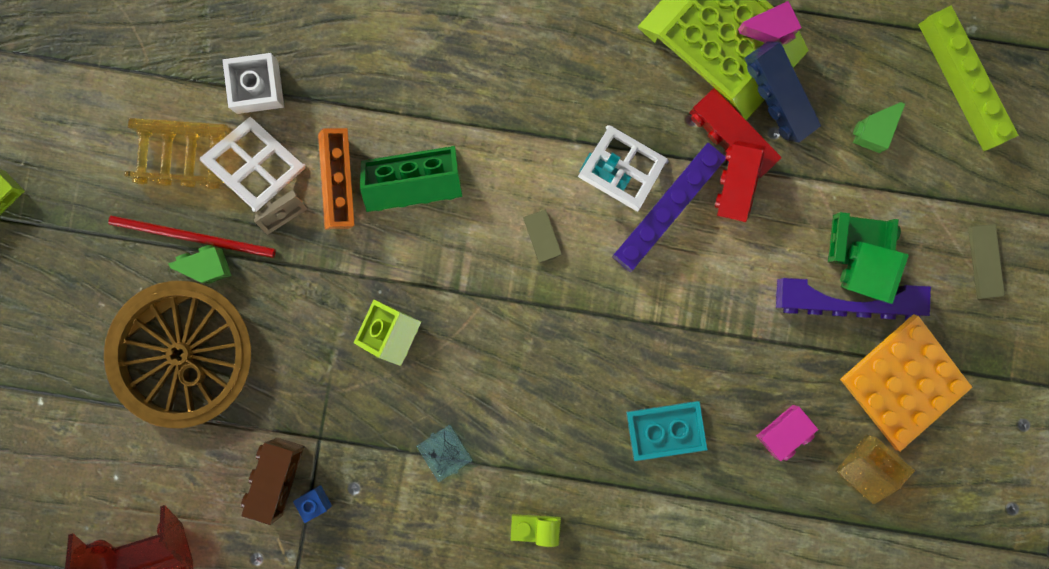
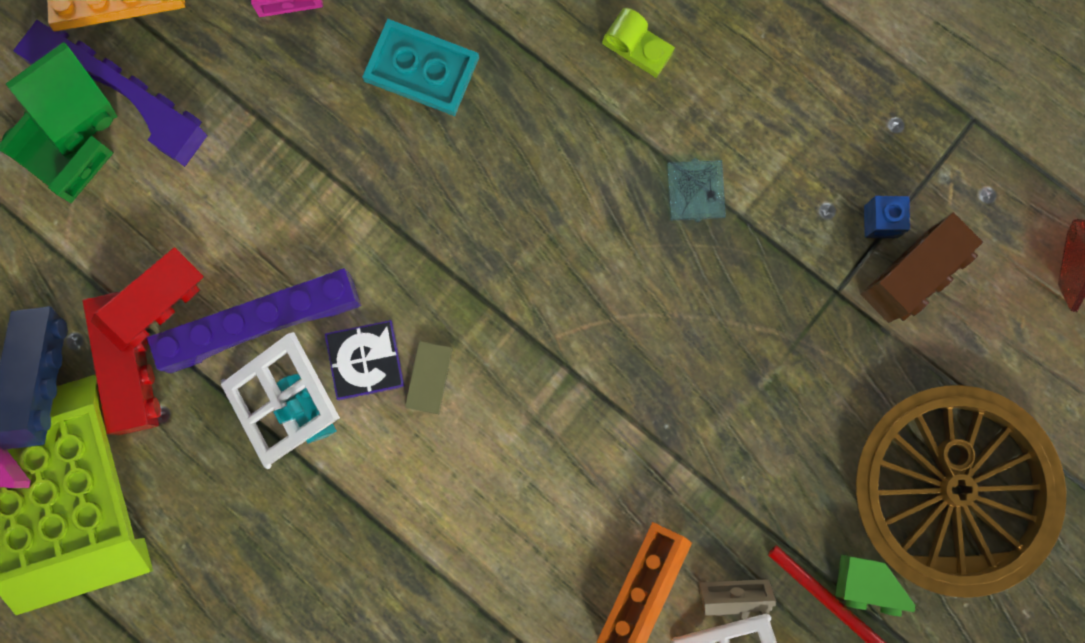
camera: 155 degrees left, 5 degrees down
(387, 333) = (685, 368): lime slope -> none
(410, 179) = (548, 543): green slope -> none
(588, 224) = (364, 360): none -> tile

